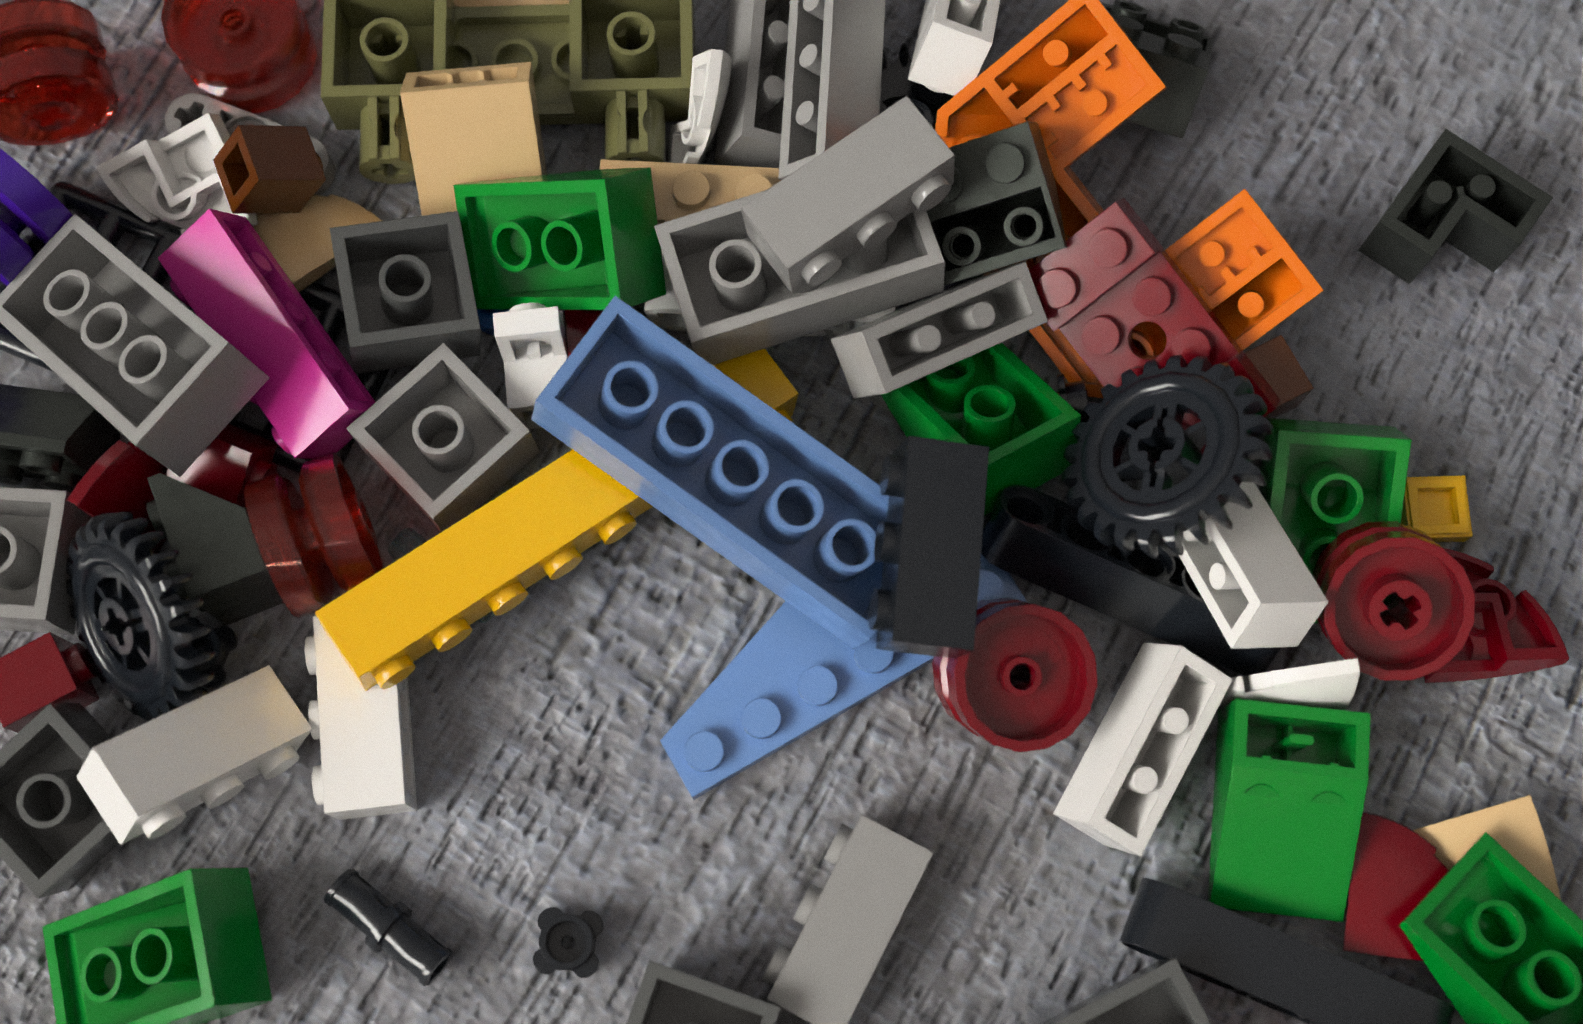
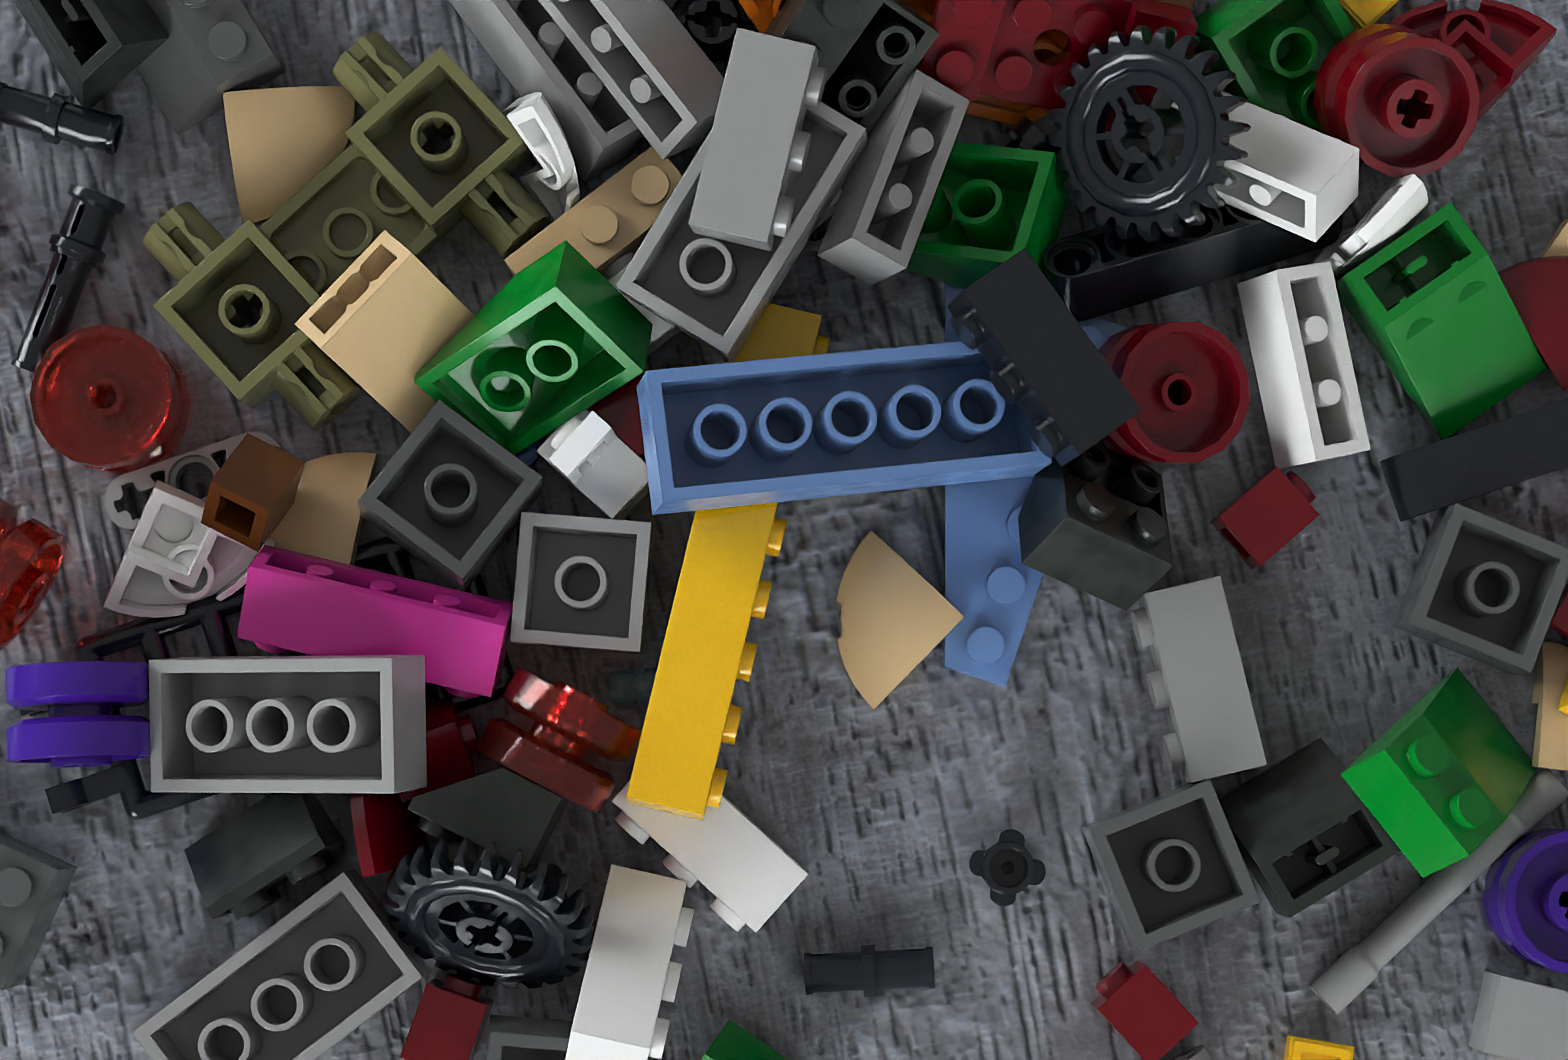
camera: 40 degrees left, 10 degrees up
(648, 669) = (887, 619): none -> tan brick
(871, 729) = (1097, 526): none -> pearl dark grey slope
(1014, 841) = (1266, 516): none -> dark red brick

